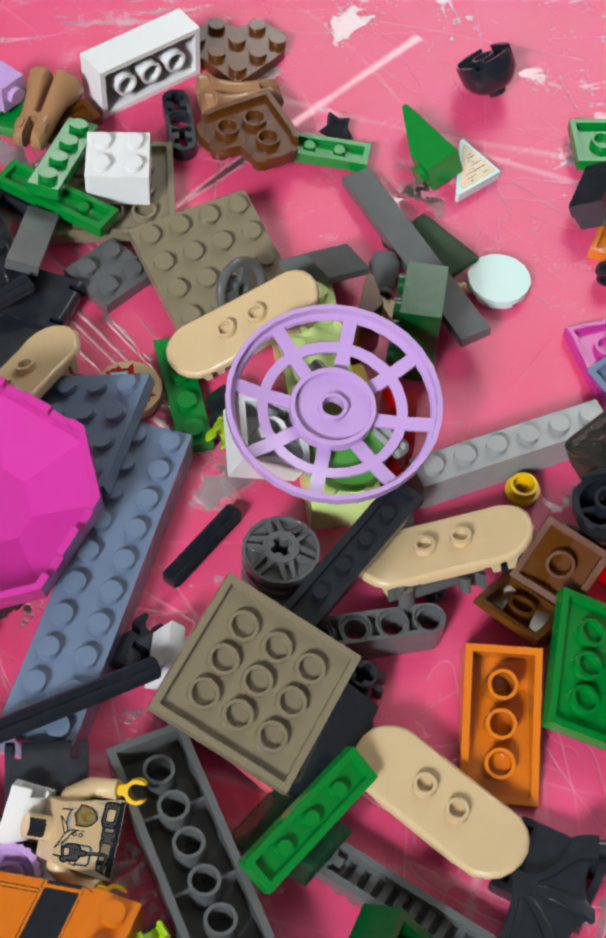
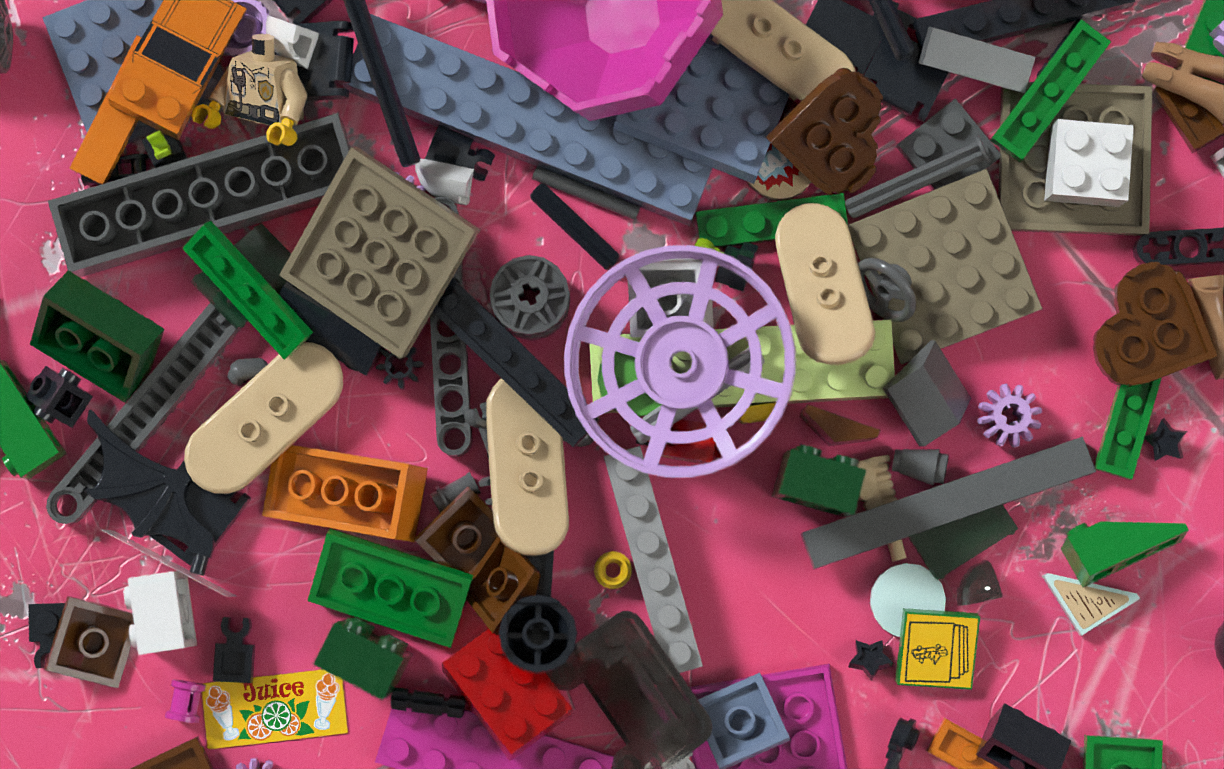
camera: 100 degrees right, 30 degrees up
(61, 159) = (1108, 98): green plate -> none
(103, 336) = (832, 132): none -> reddish brown plate
(137, 281) = (917, 178): none -> dark grey axle
(167, 541) = (586, 192): none -> dark grey bar
(332, 220) = (1020, 409): none -> lavender gear
(388, 834) = (245, 370): none -> dark grey arm
(477, 227) = (978, 585): none -> clear smoke brick
(479, 624) = (445, 495): none -> dark grey pin
(534, 255) = (937, 648): none -> yellow tile
(553, 300) = (870, 658): none -> black piece

